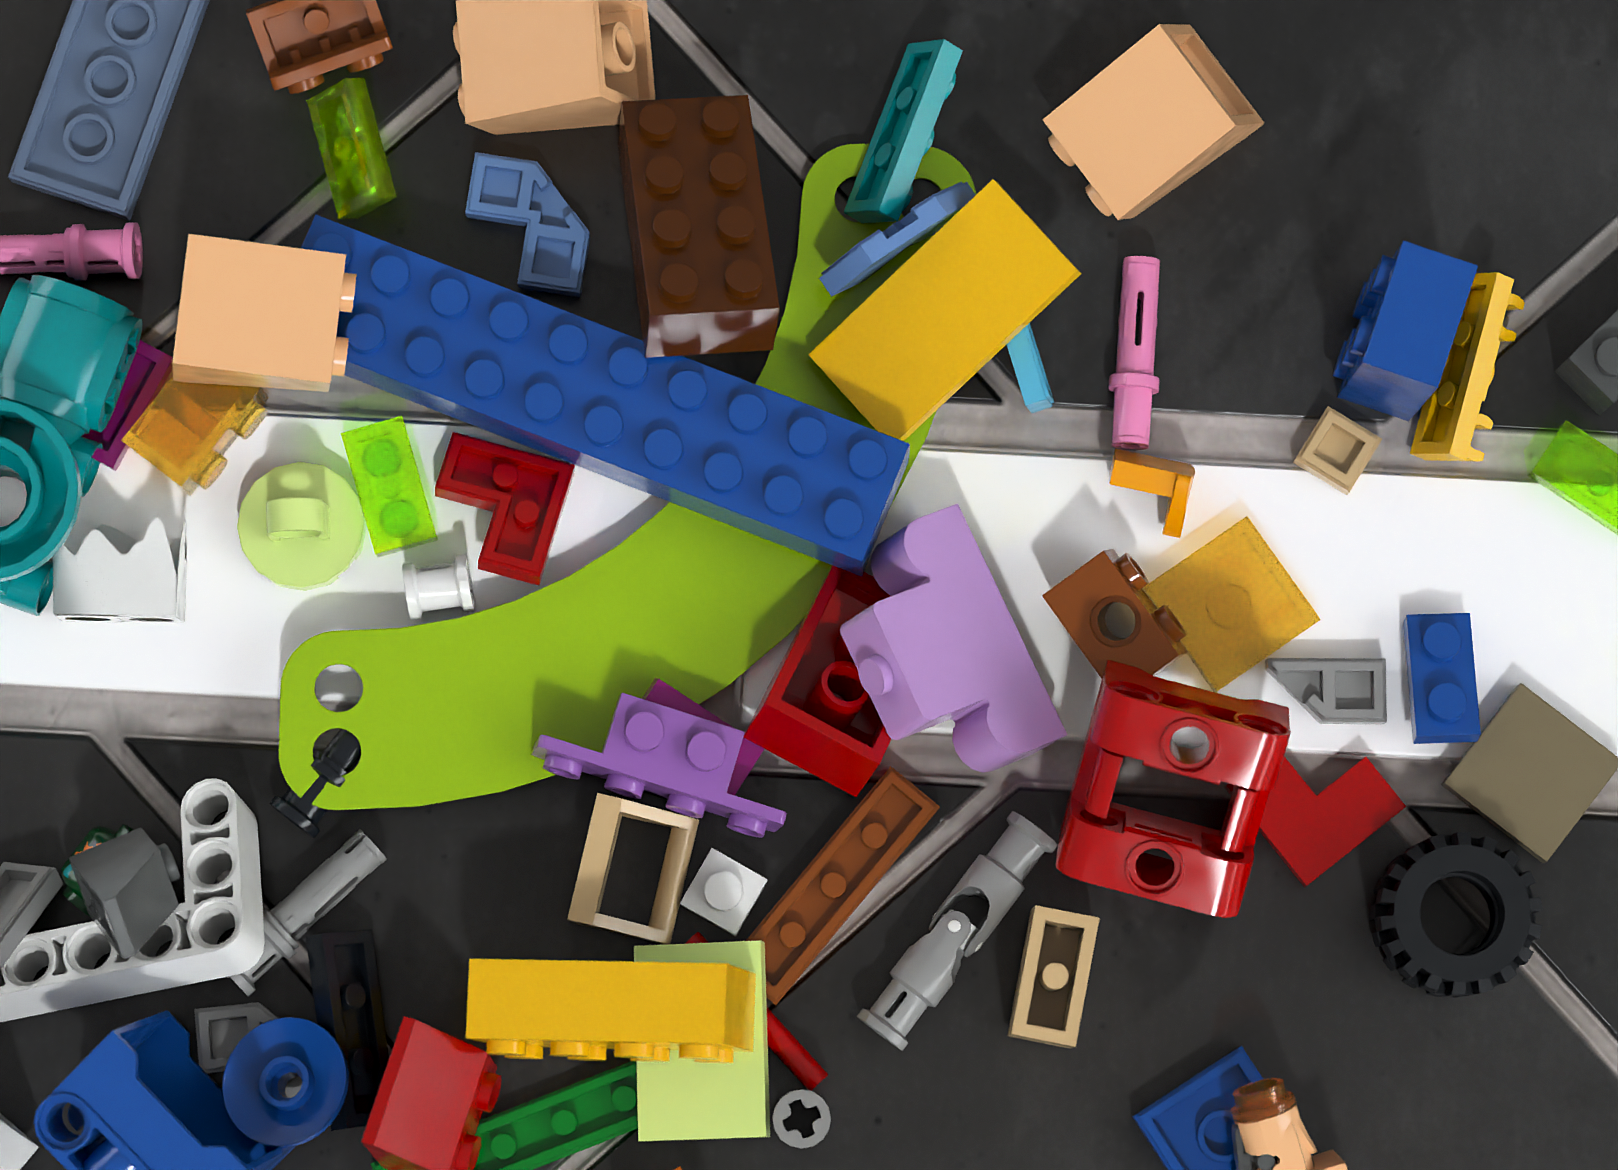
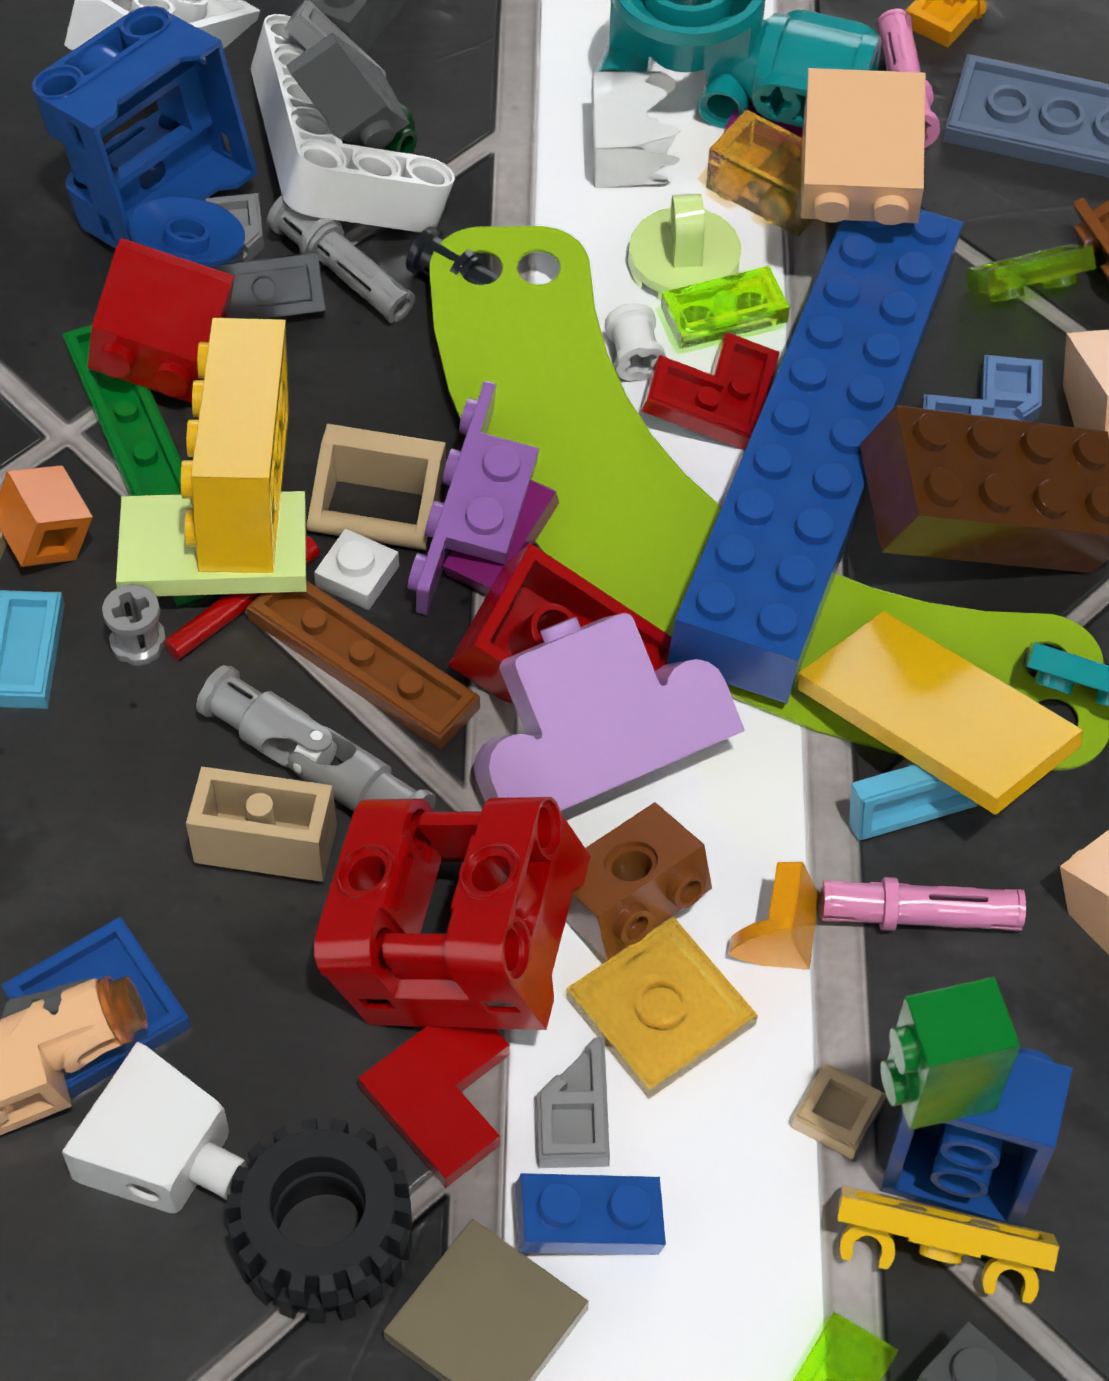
camera: 90 degrees right, 25 degrees down
(884, 245) = (986, 643): medium blue tile -> none
(1368, 1068) = (153, 1137): none -> white torso
(1431, 345) = (950, 1053): none -> green brick

